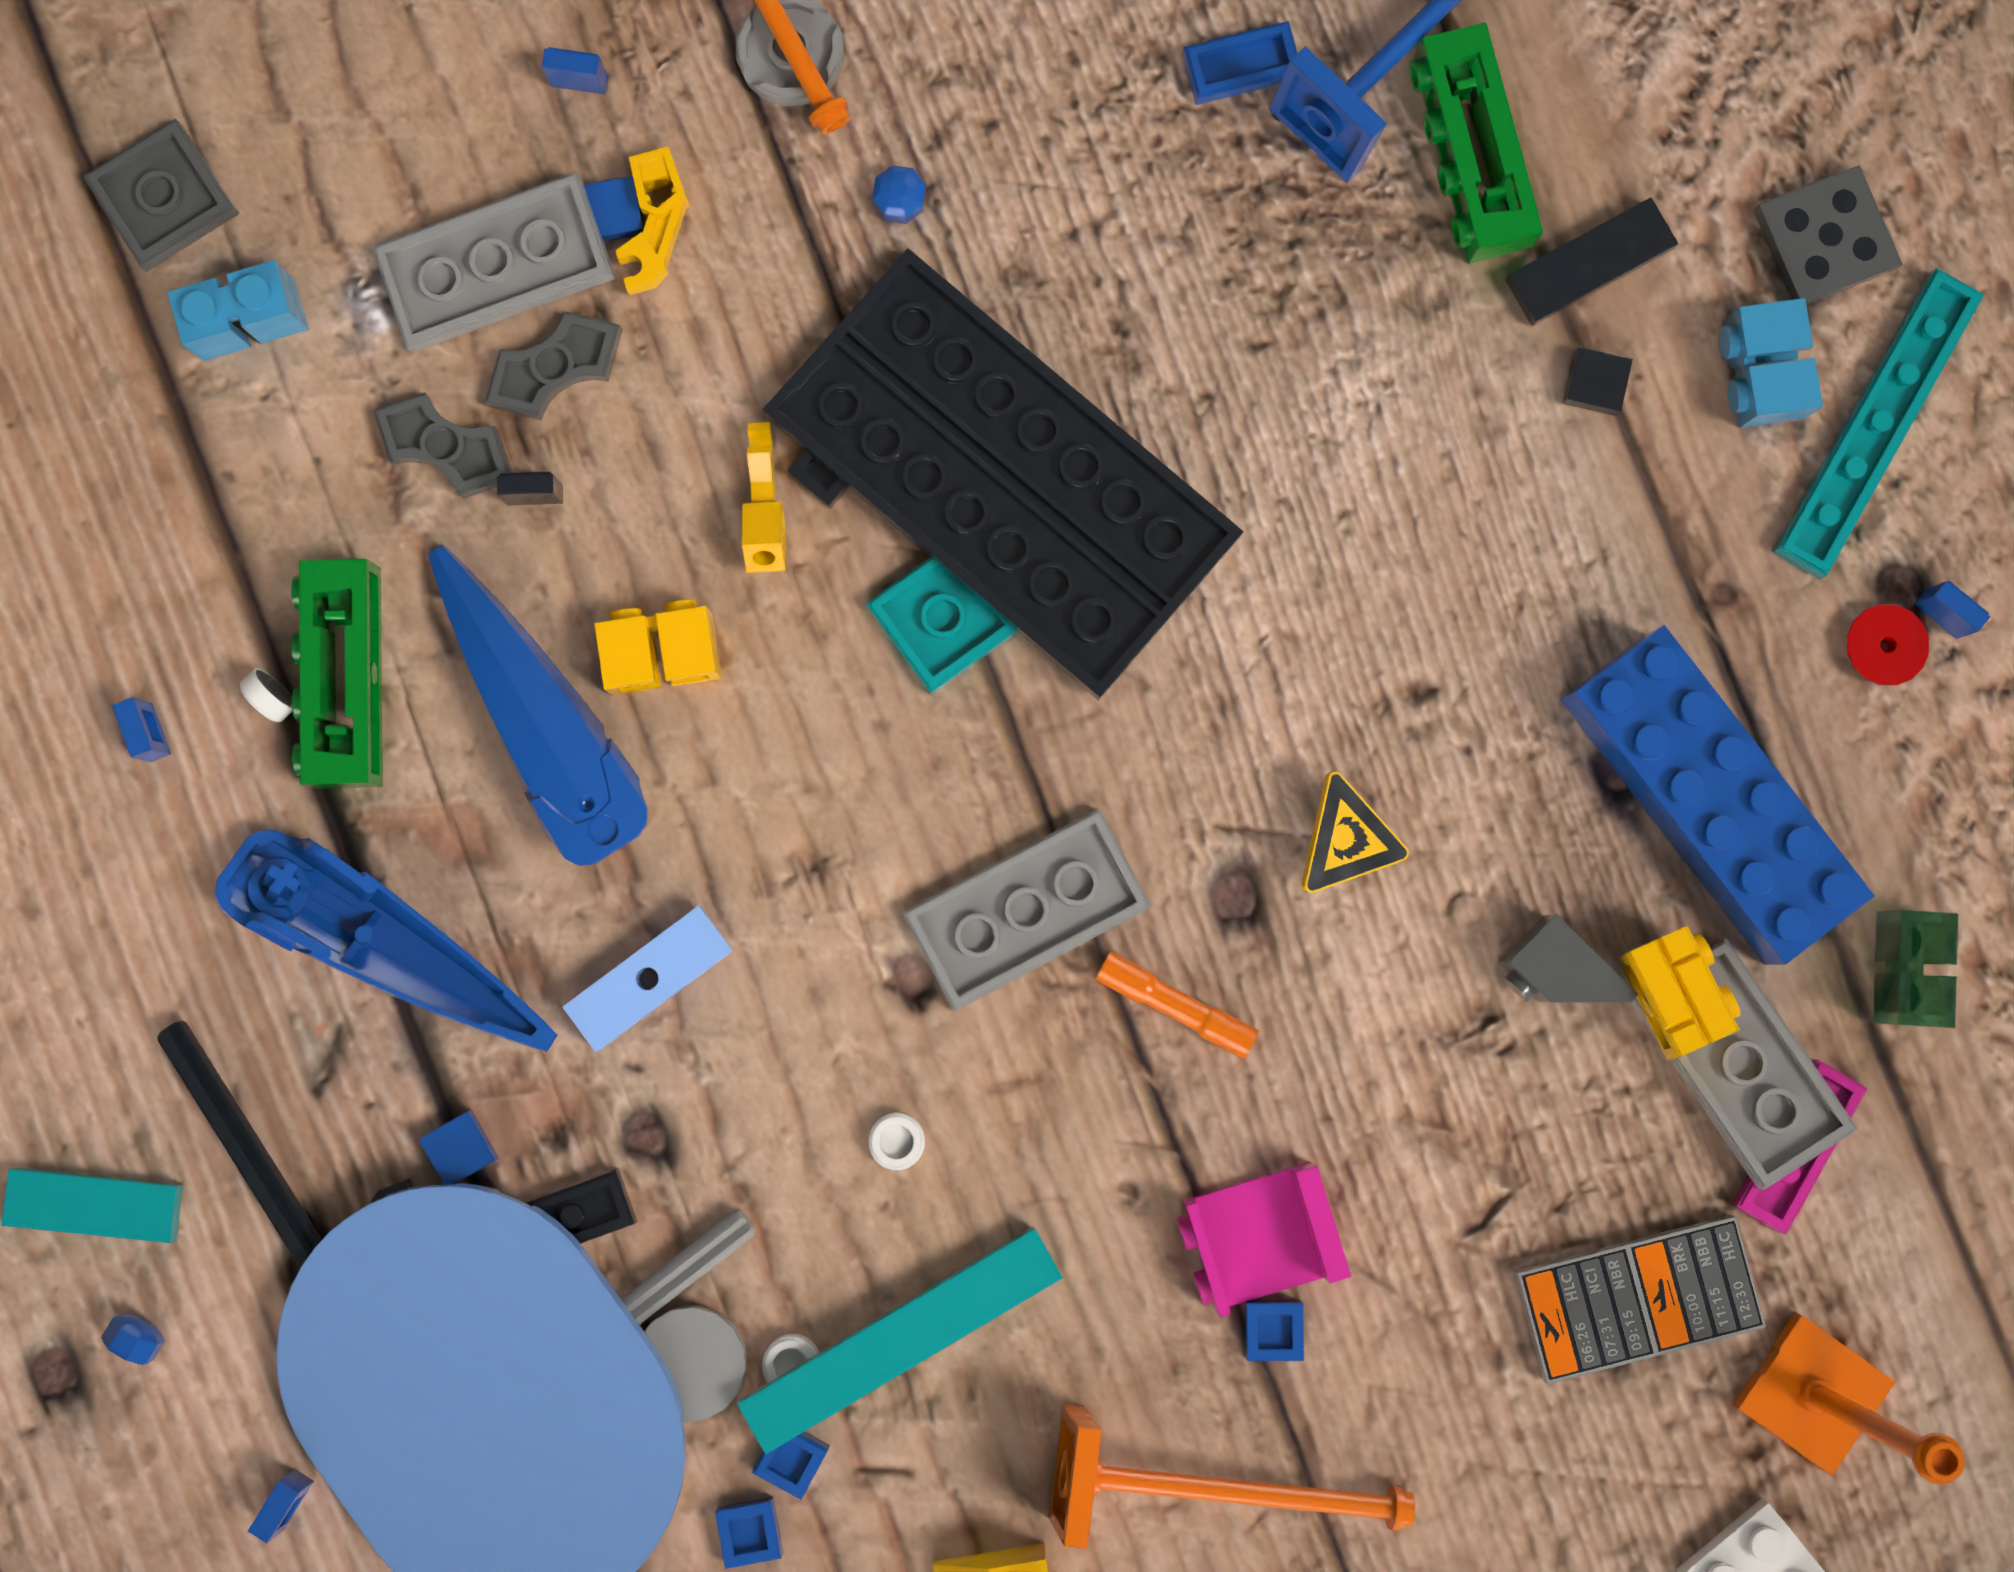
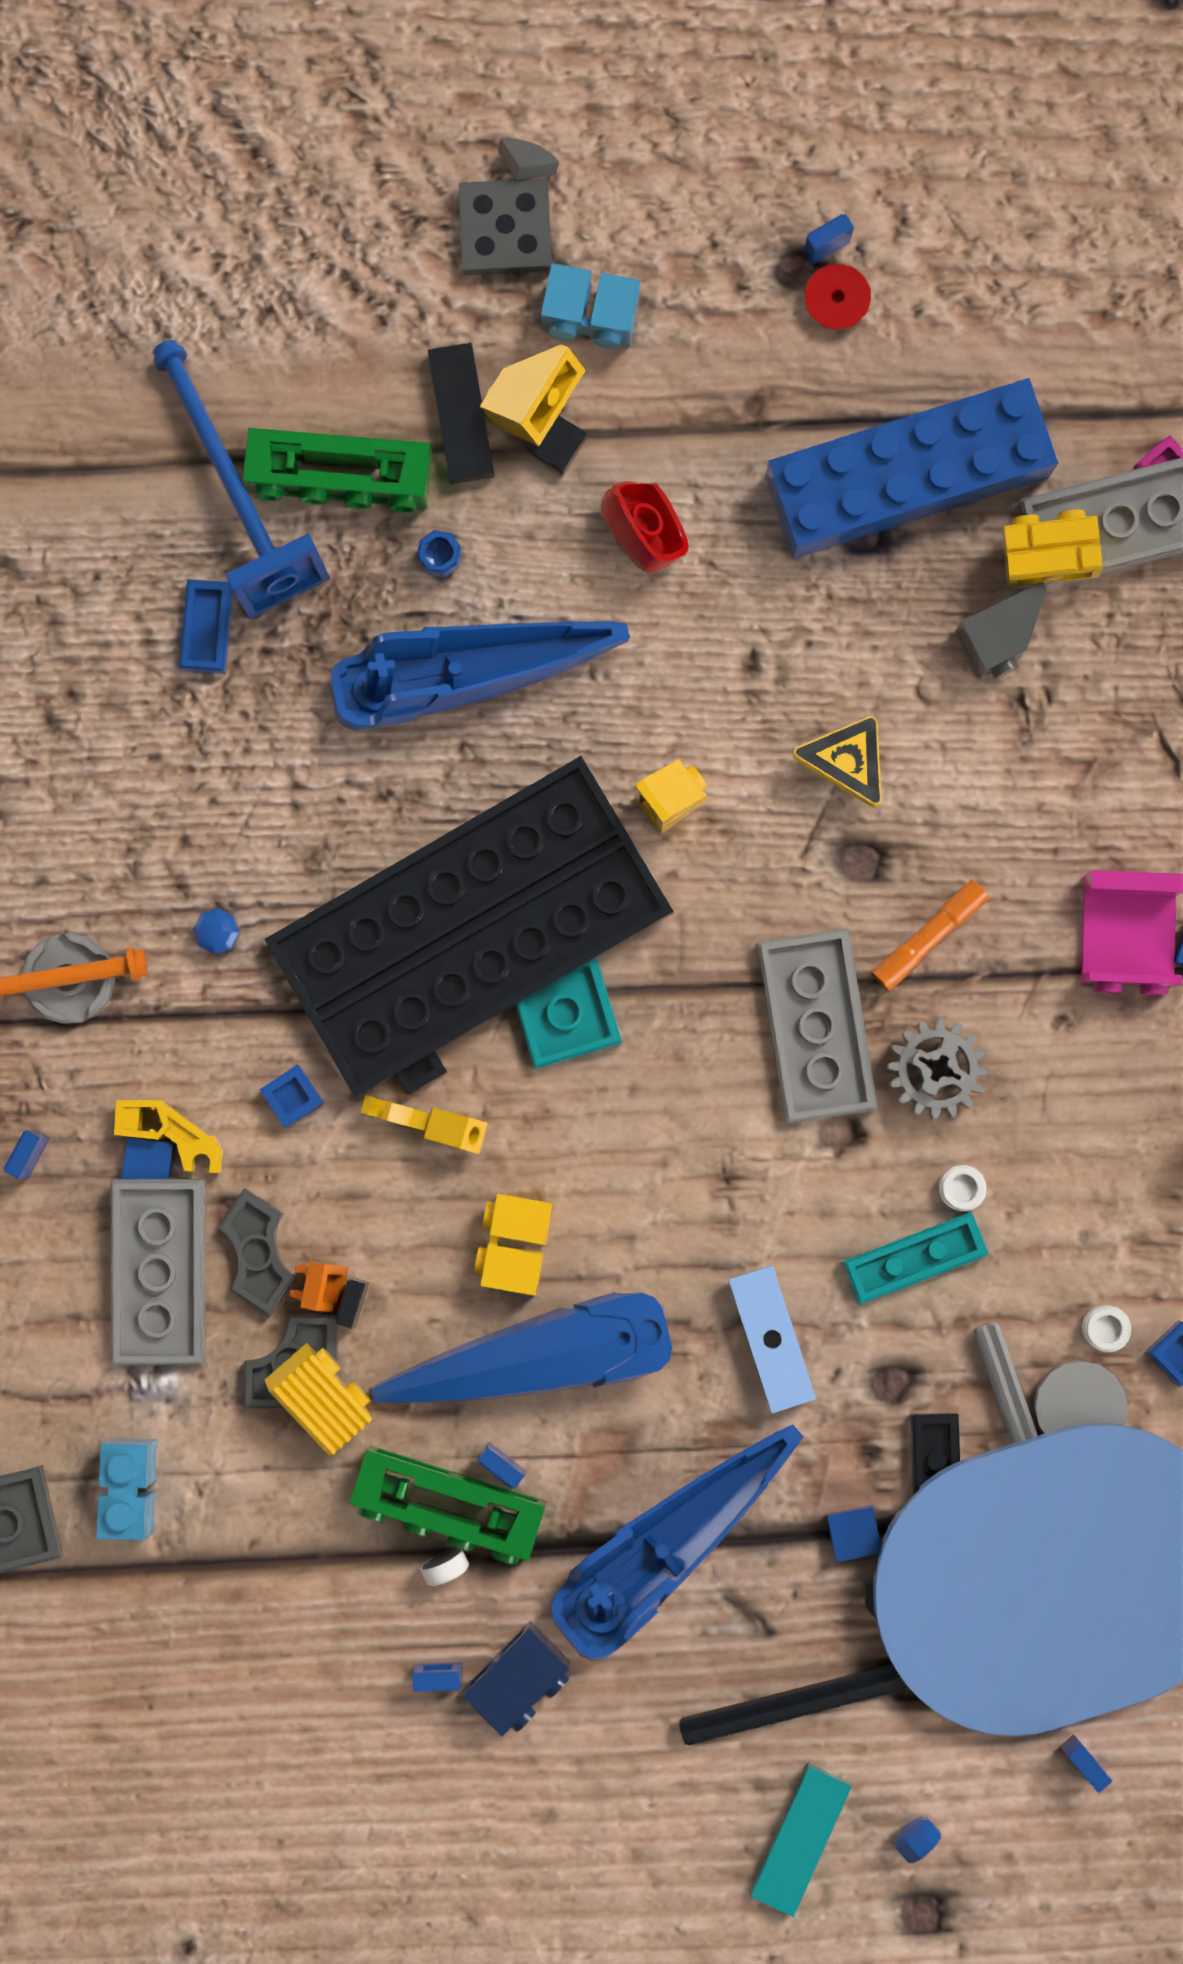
camera: 65 degrees left, 0 degrees up
(166, 819) = (517, 1680): none -> dark blue brick
(401, 719) = (501, 1466): none -> blue tile
(408, 487) = (319, 1398): none -> yellow brick
(537, 447) = (322, 1286): none -> orange tile
(742, 343) = (292, 1096): none -> blue tile
(798, 1113) = (915, 1257): none -> teal tile
(899, 1340) = (1116, 1237): teal tile -> none
(1049, 1067) = (946, 1050): none -> light grey gear
(1234, 647) = (670, 794): none -> yellow slope
(1298, 358) = (458, 665): none -> blue piece
(1419, 292) = (439, 553): none -> blue tile
(1537, 512) = (644, 524): none -> red piece
(1645, 331) = (533, 393): none -> yellow slope
(1878, 423) = (663, 241): teal tile -> none
(1906, 944) = (1107, 381): clear green piece -> none
(1916, 233) = (527, 159): none -> dark grey tile

